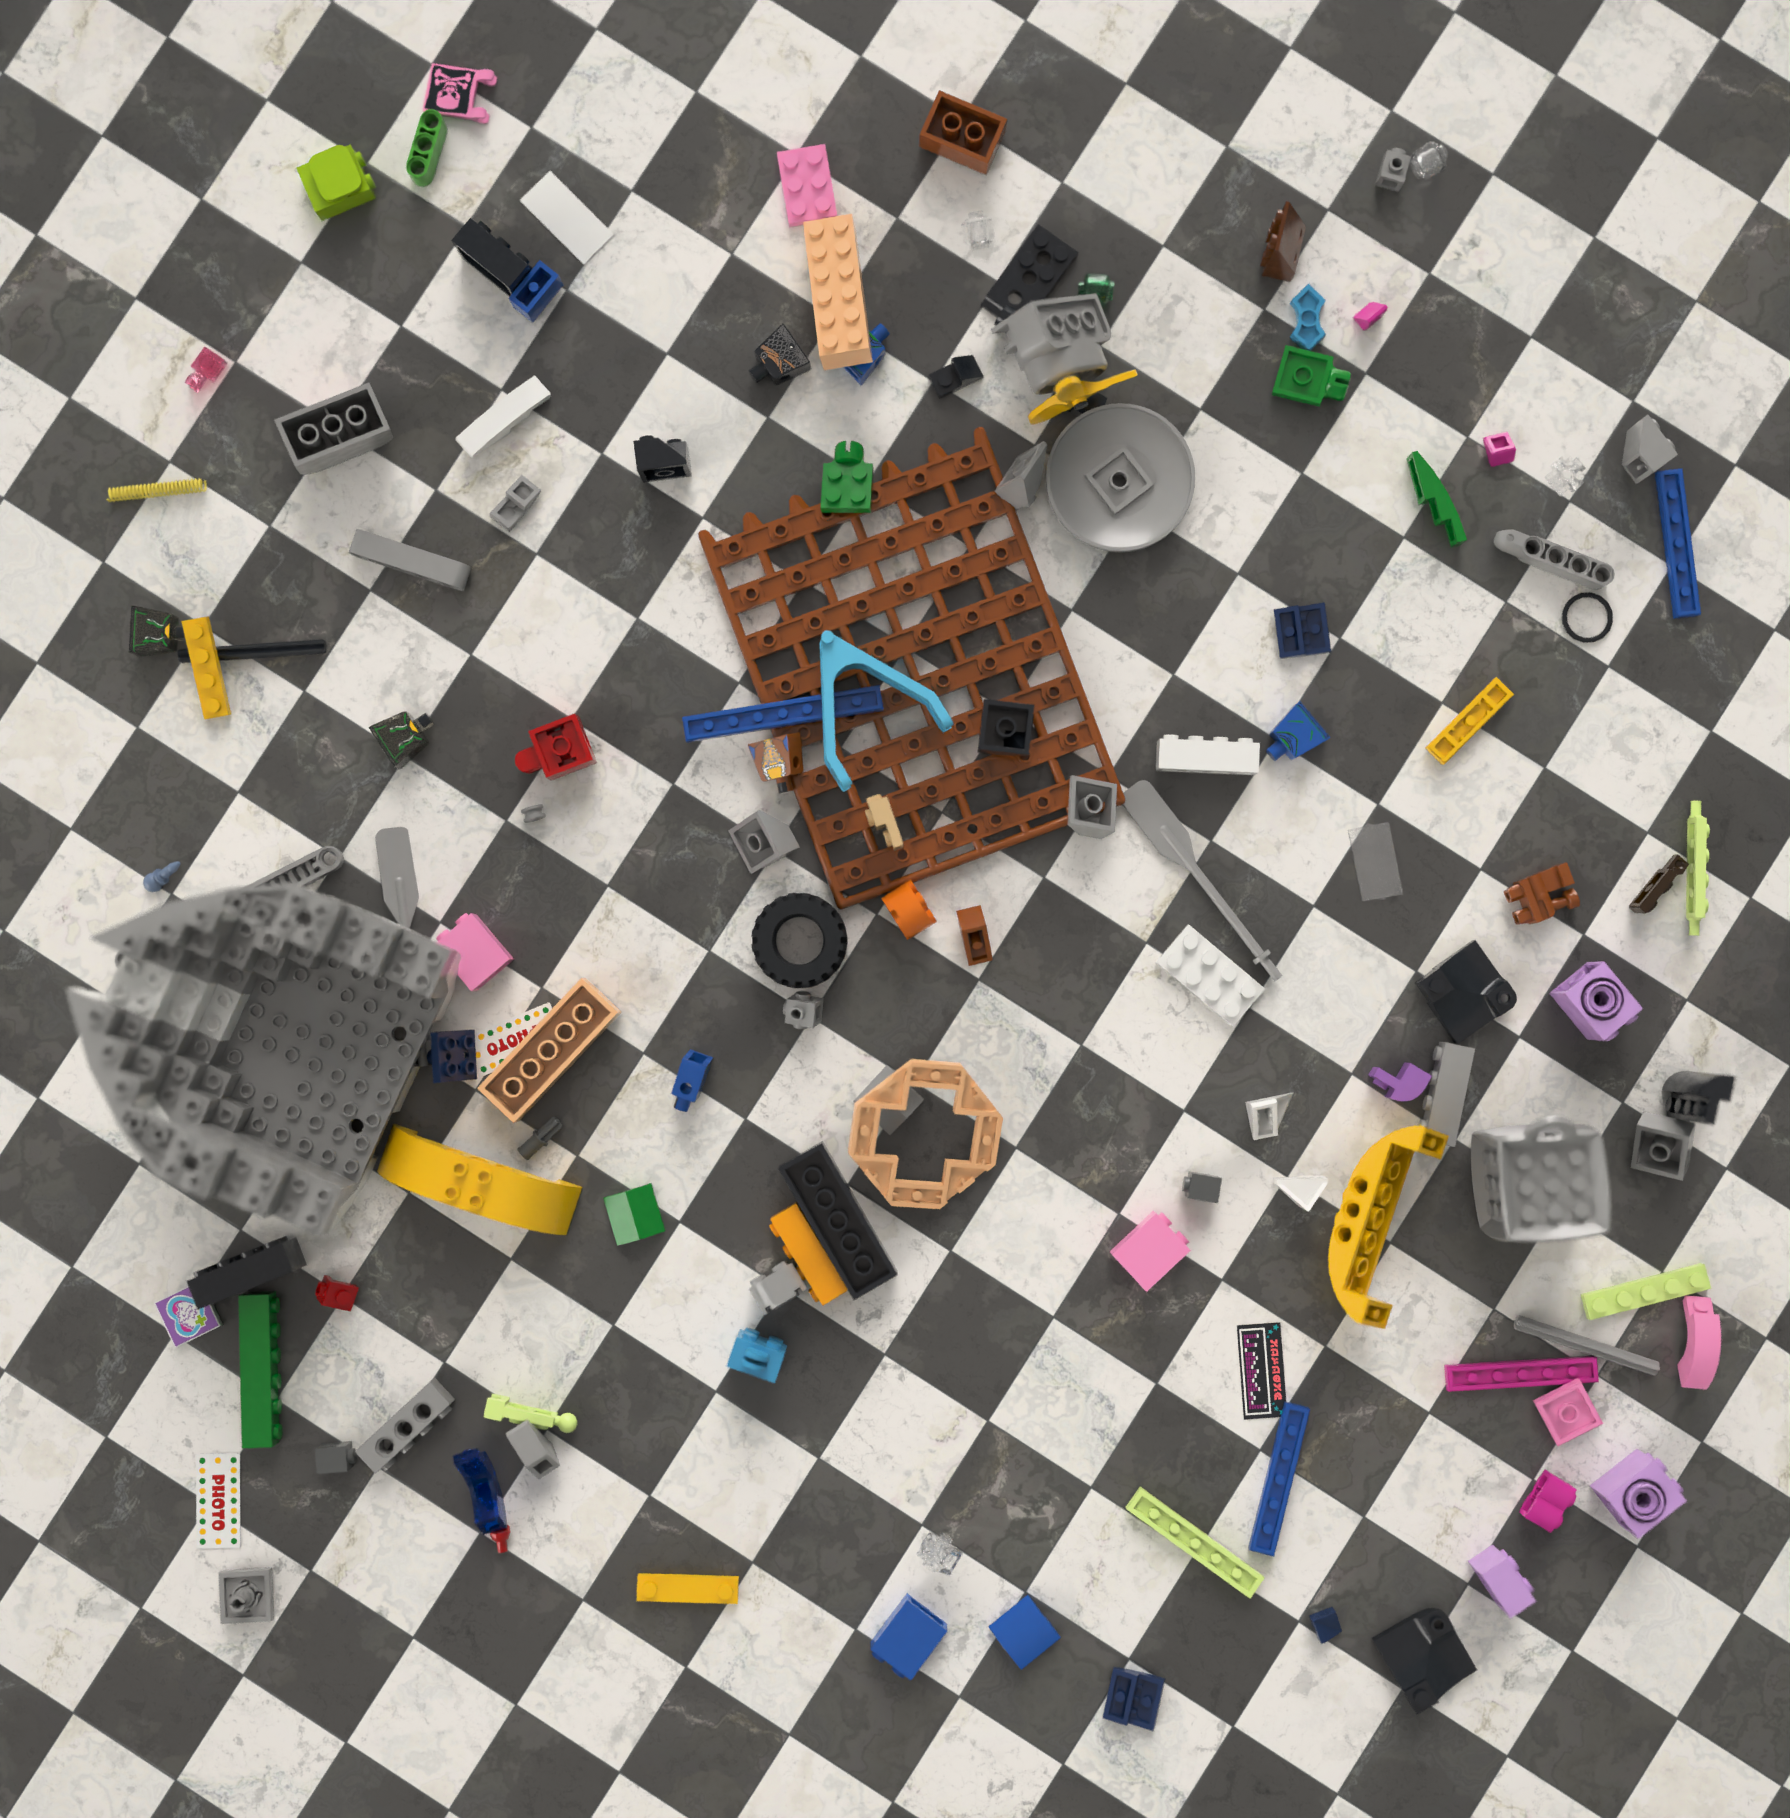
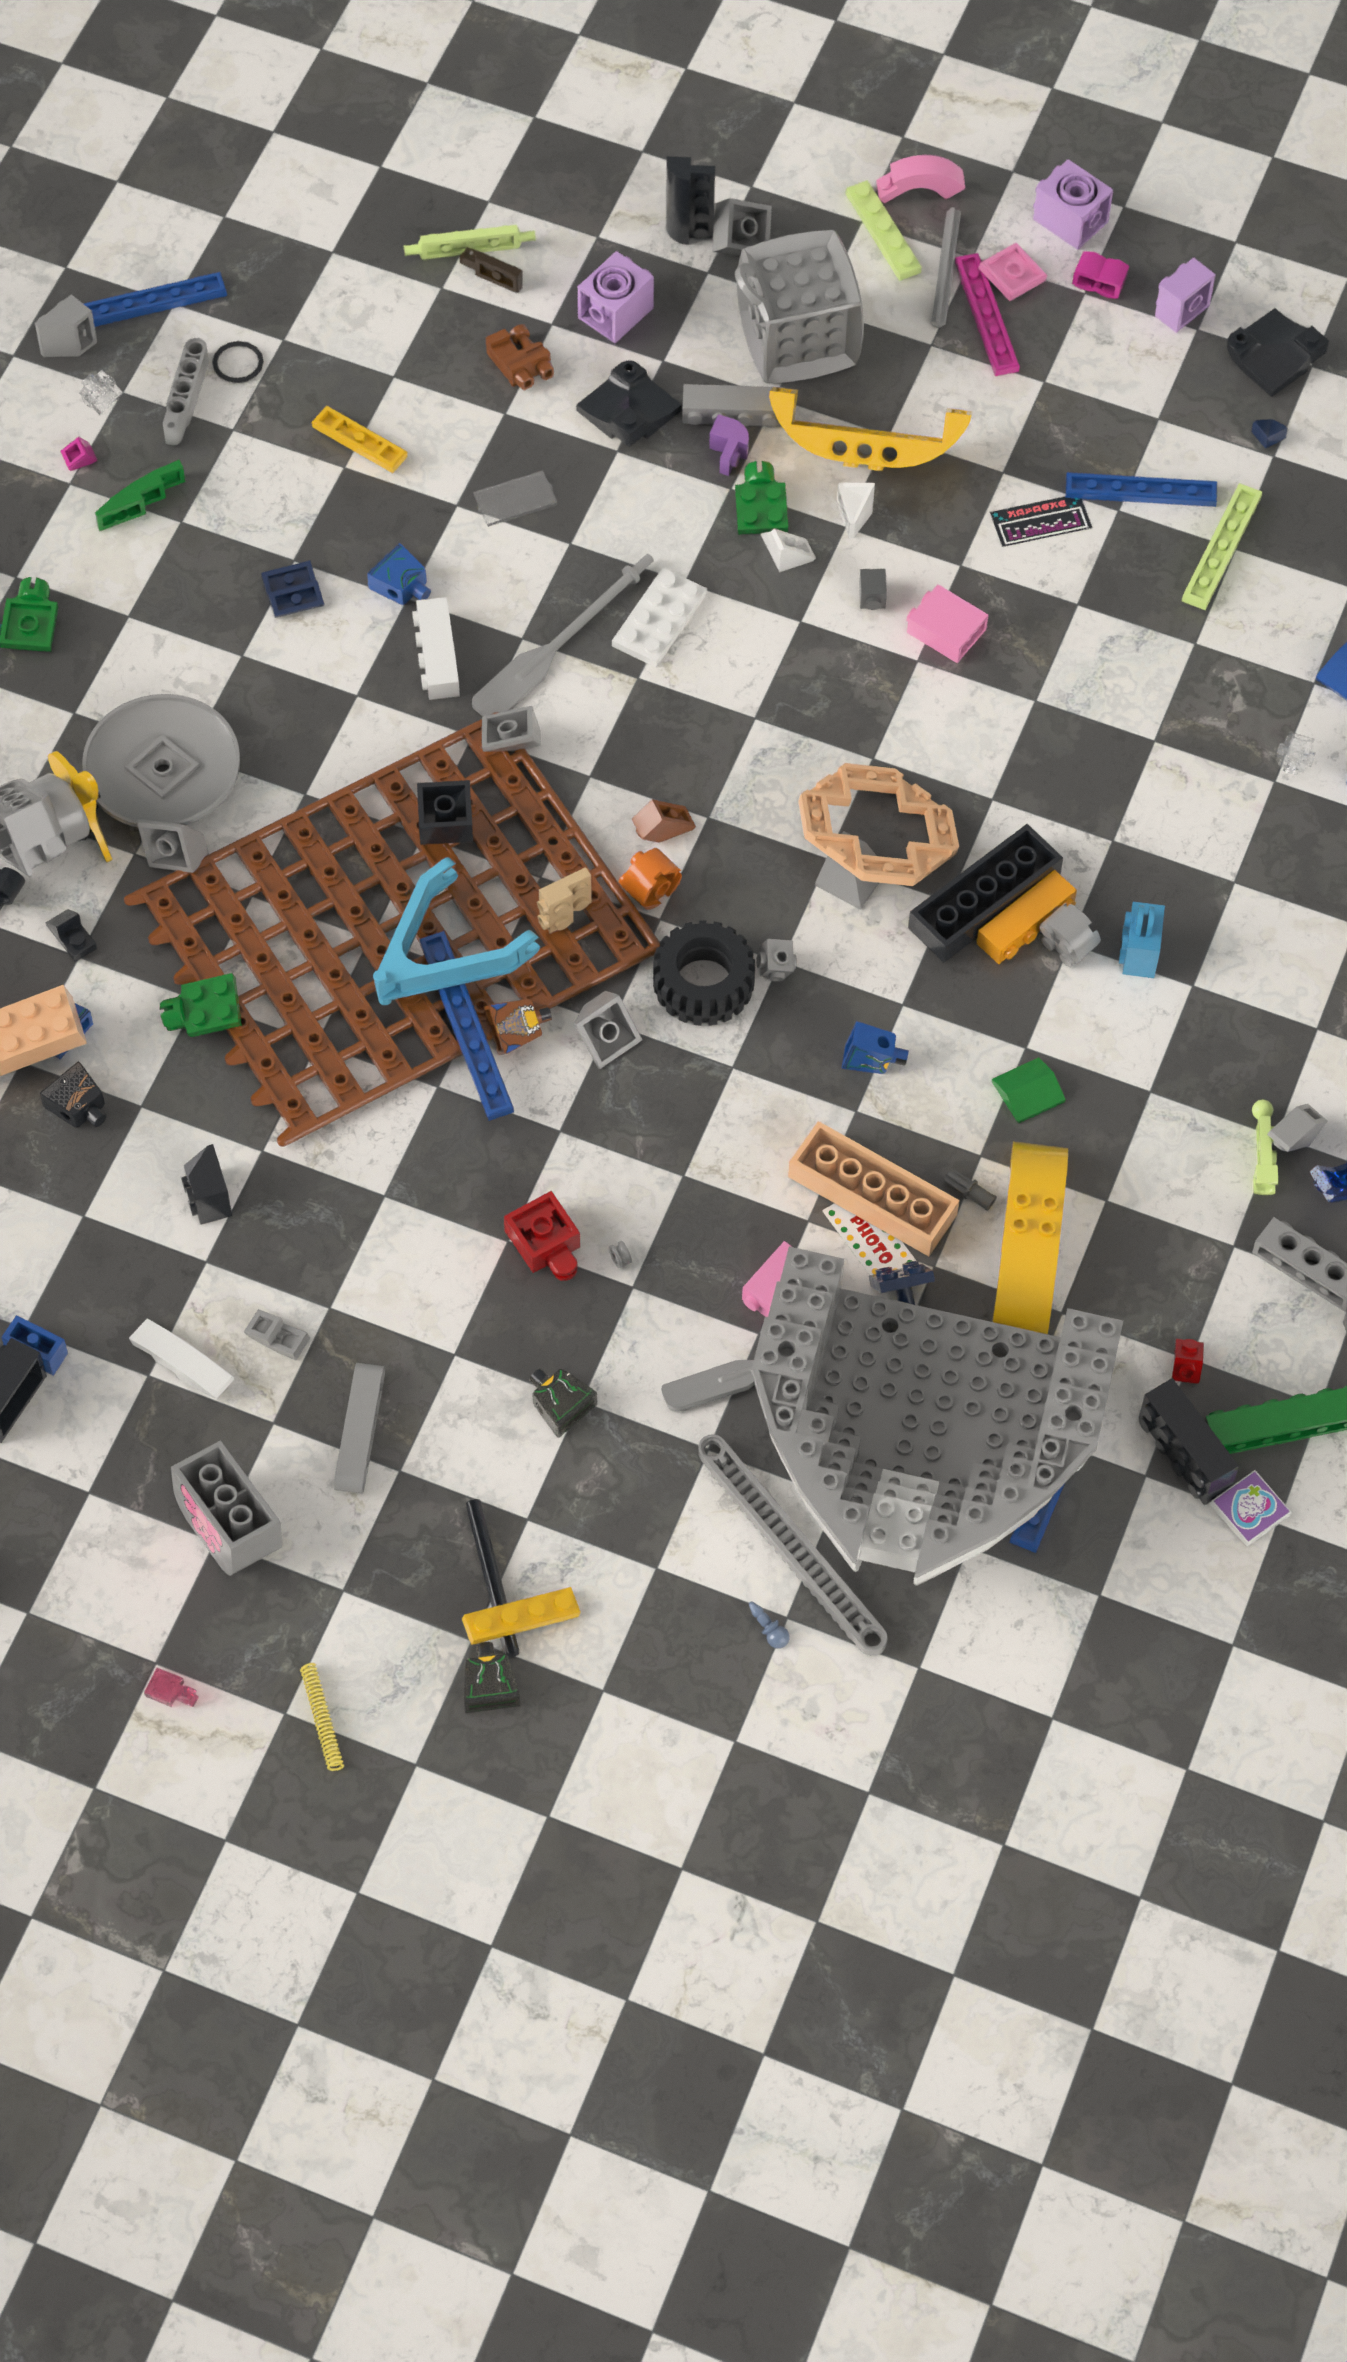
camera: 105 degrees left, 25 degrees down
(1325, 1099) = (761, 501): none -> green plate

